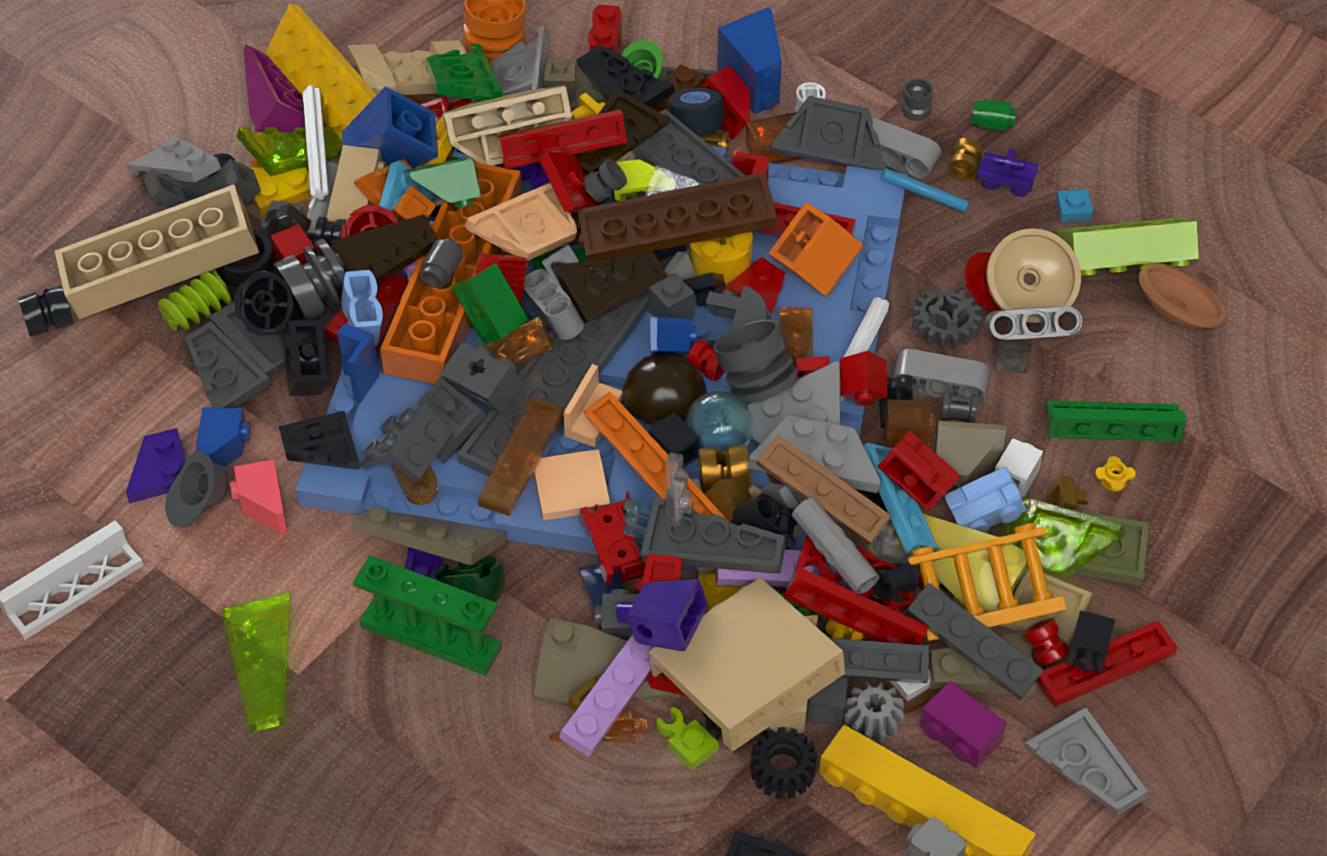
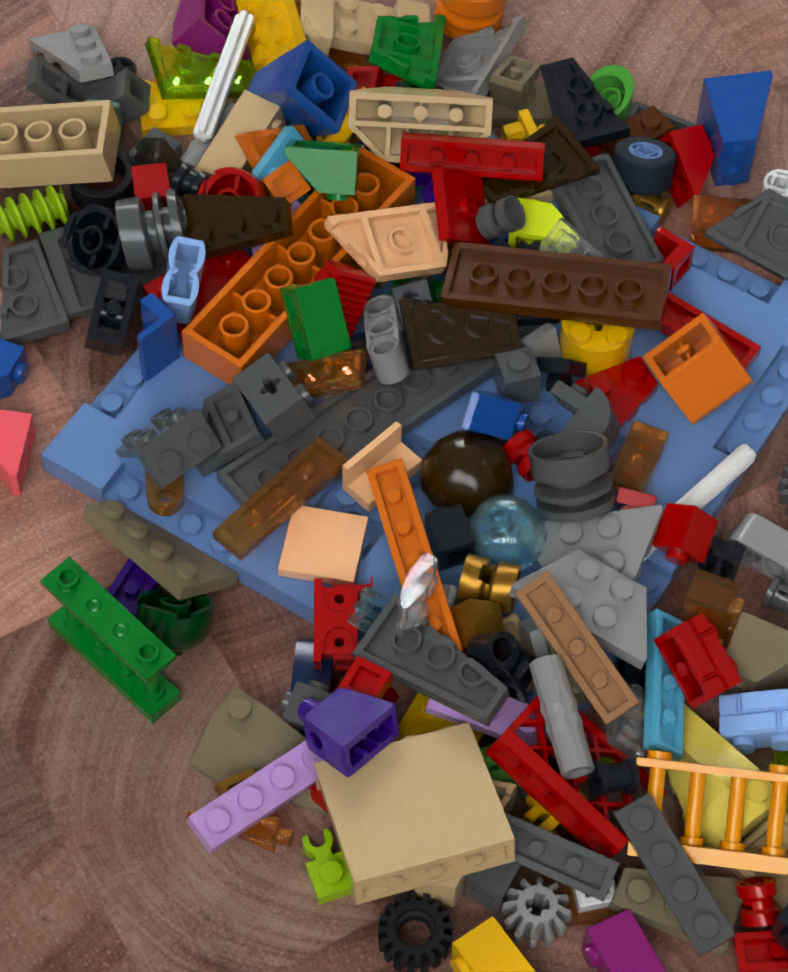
camera: 20 degrees right, 5 degrees up
(320, 441) = (85, 411): black wing -> none
(441, 263) = (282, 256): dark grey brick -> none
(606, 28) = (590, 41): red brick -> none

